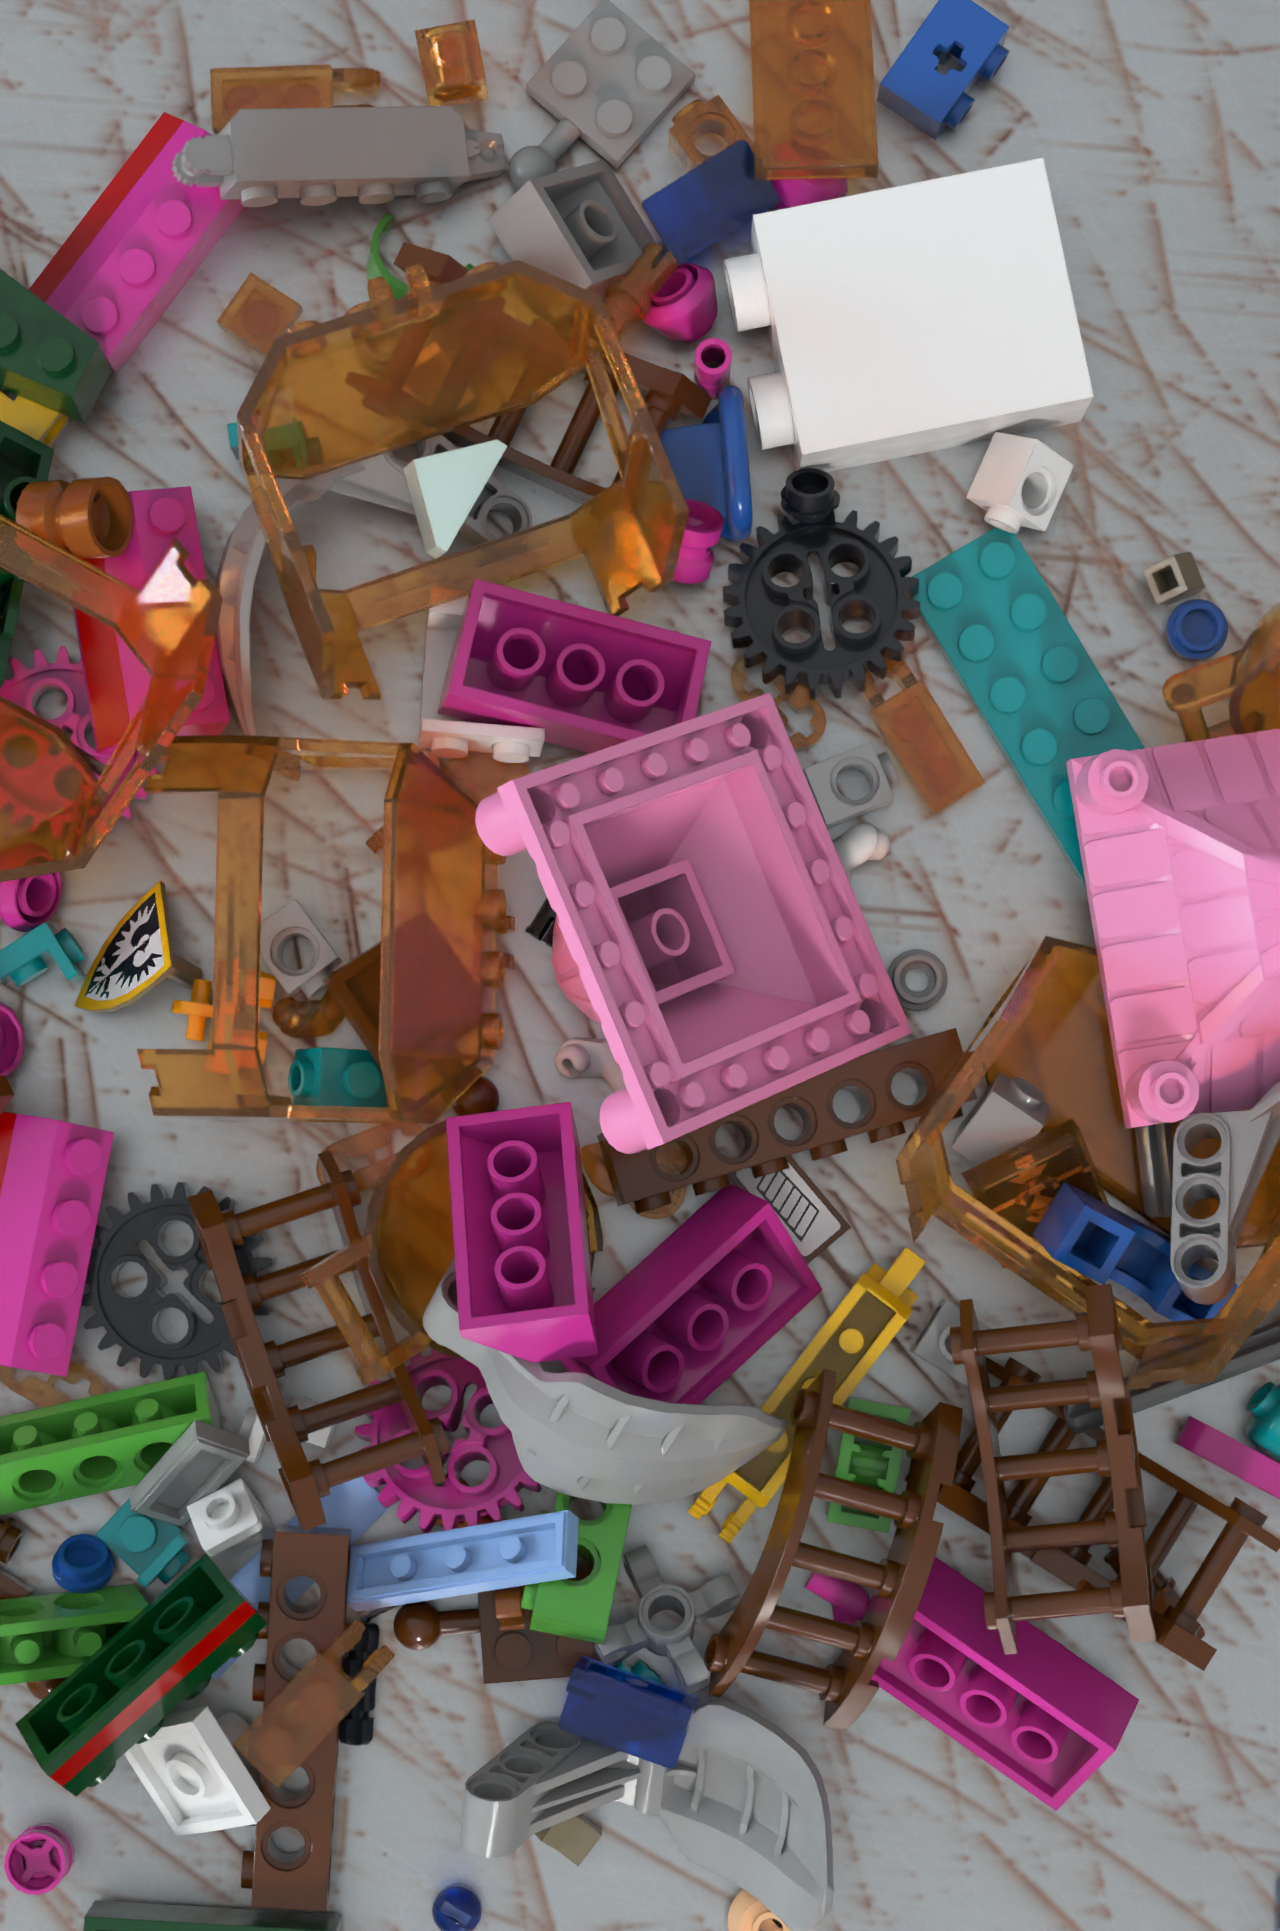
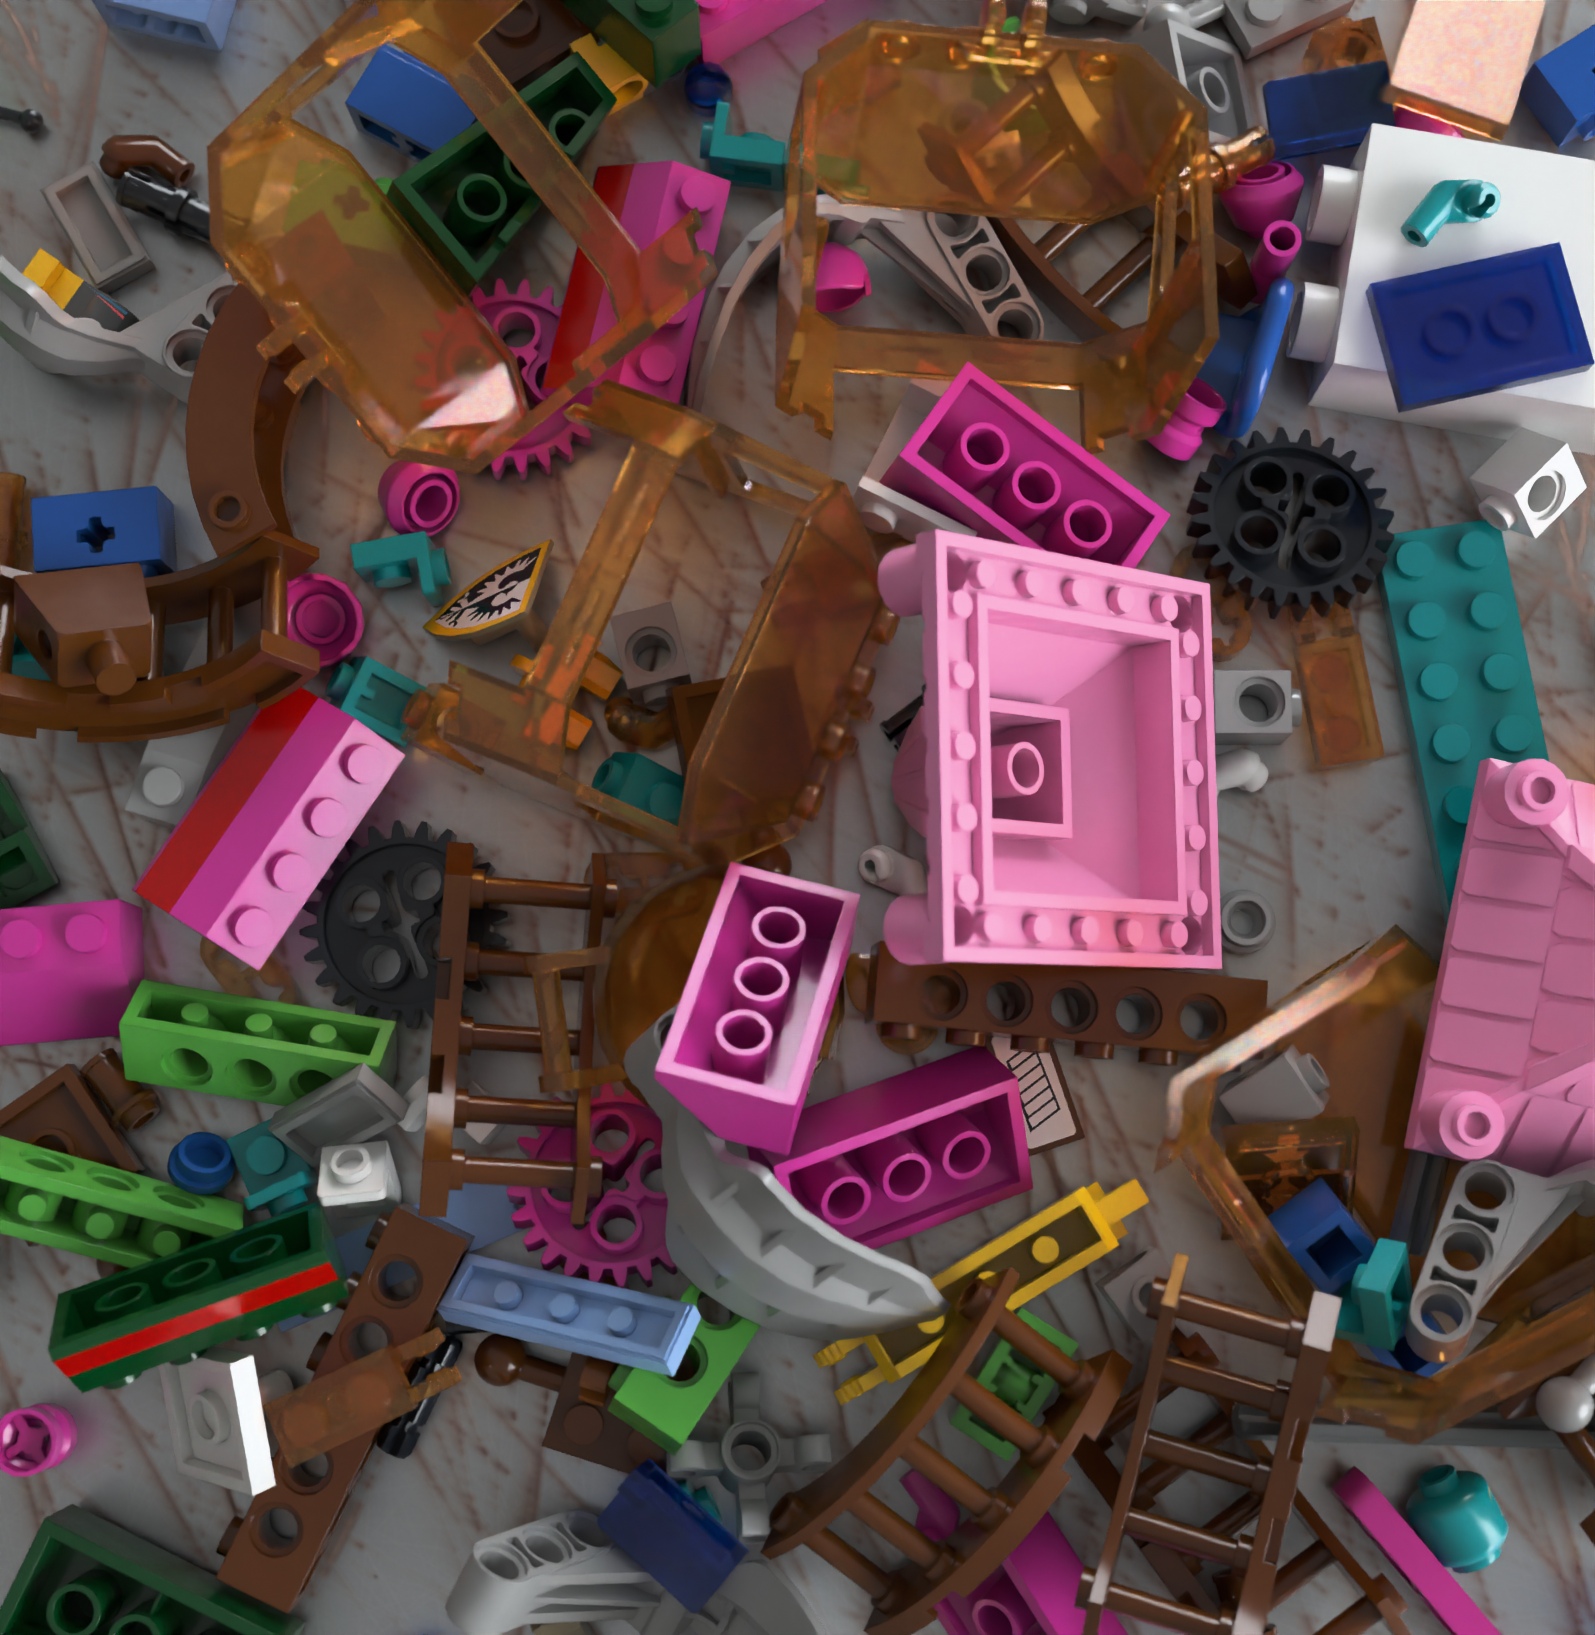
camera: 25 degrees right, 5 degrees down
(63, 1089) = (372, 696): none -> teal bracket
(81, 516) = (618, 159): dark orange wheel -> none
(114, 1095) = (421, 720): none -> clear orange brick
(132, 404) = (703, 96): none -> clear blue hinge
(196, 450) = (745, 160): none -> teal bracket
(324, 528) = (840, 278): none -> dark pink hair
(446, 488) = (974, 264): light aqua slope -> none
(809, 495) = (1318, 417): black plate -> none
(850, 268) = (1450, 203): none -> teal arm
(918, 373) = (1479, 327): none -> clear blue tile
(1144, 1269) = (1377, 1298): none -> teal bracket

